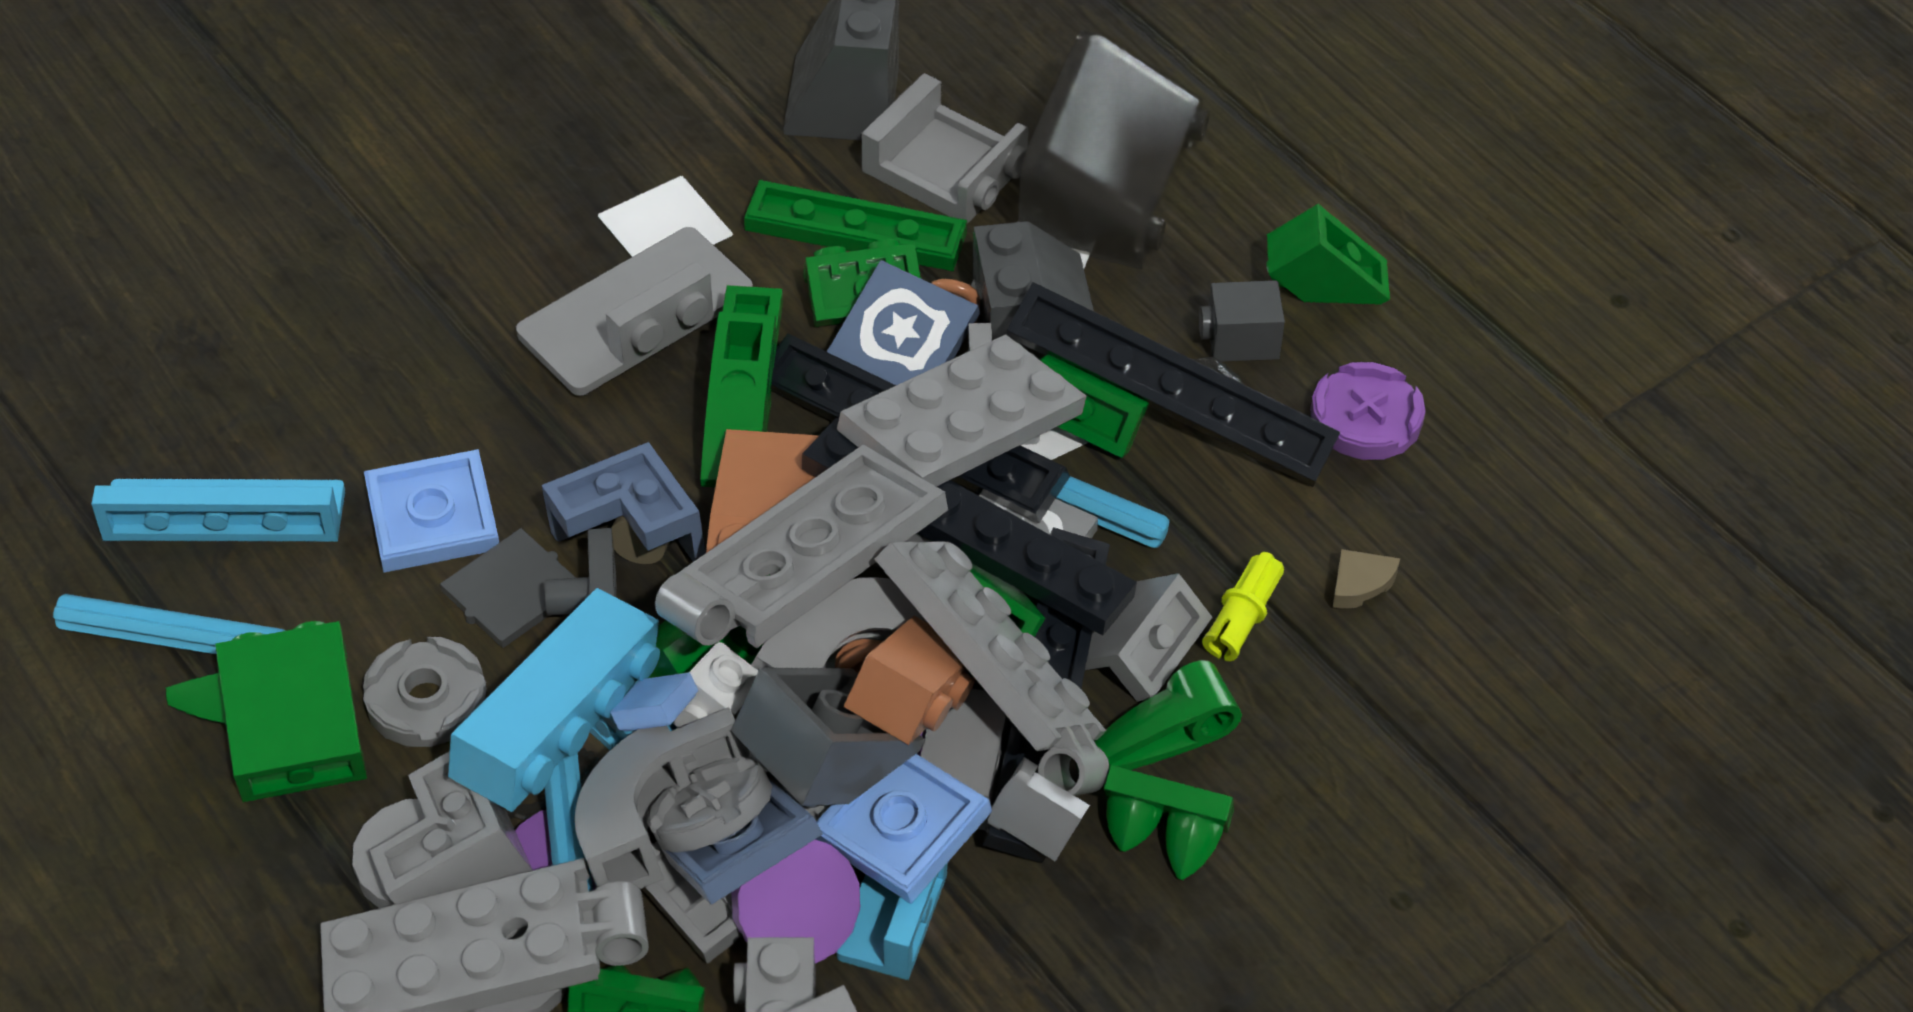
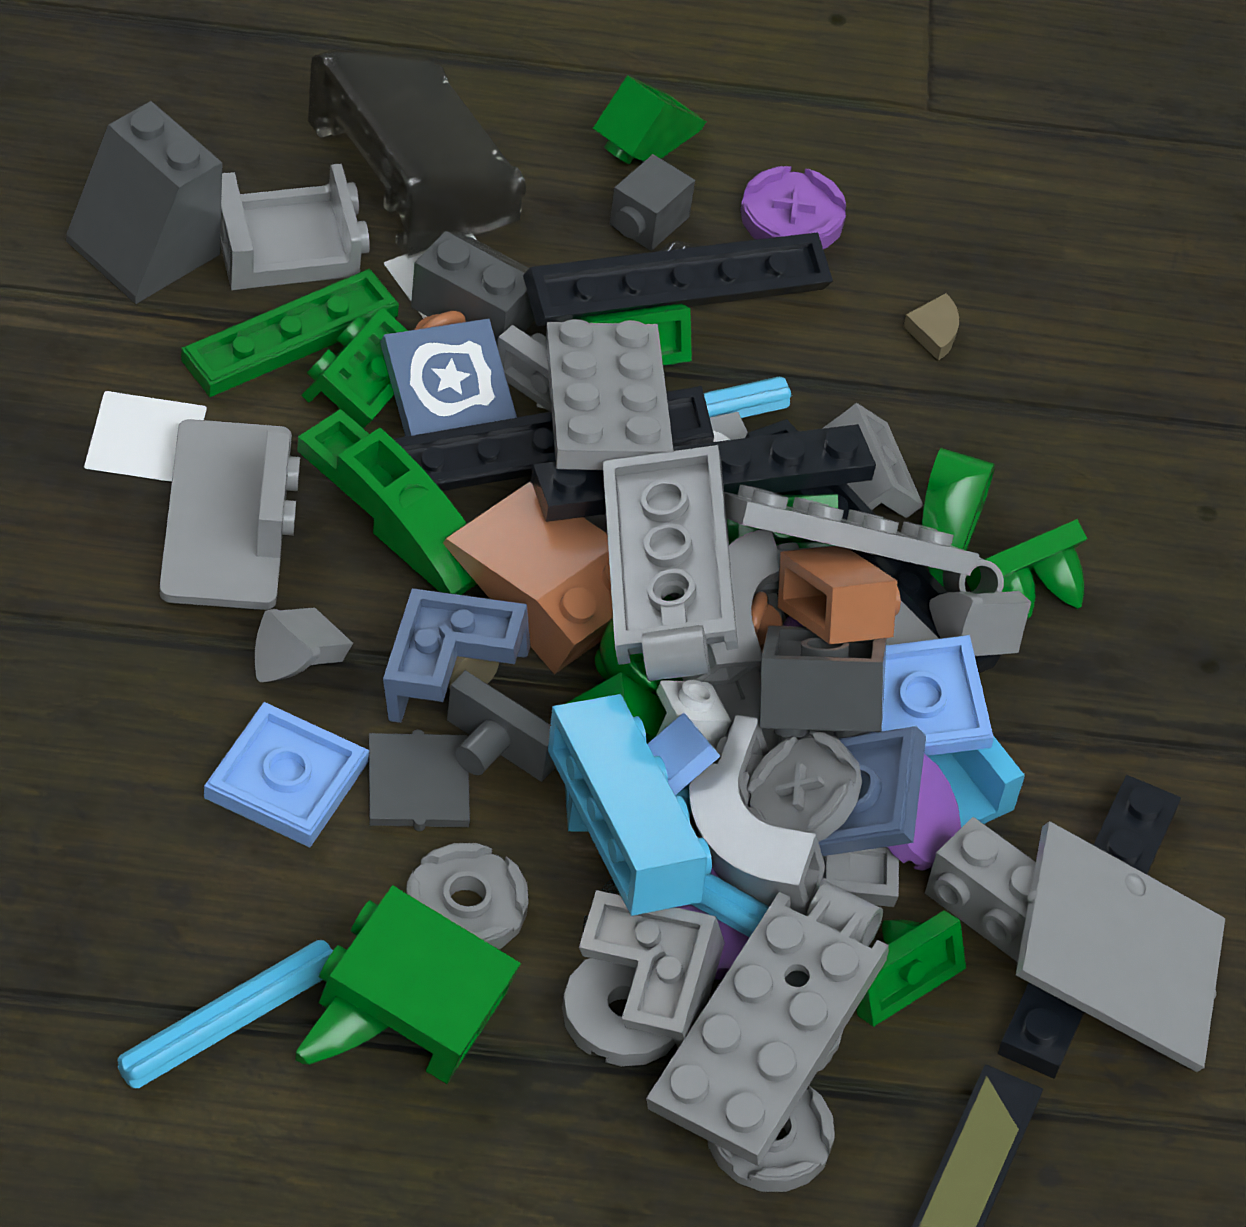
camera: 55 degrees left, 0 degrees up
(219, 510) = (133, 900): medium azure panel -> none
(555, 427) = (295, 640): none -> light grey tile
(1243, 606) = (899, 399): neon yellow axle -> none

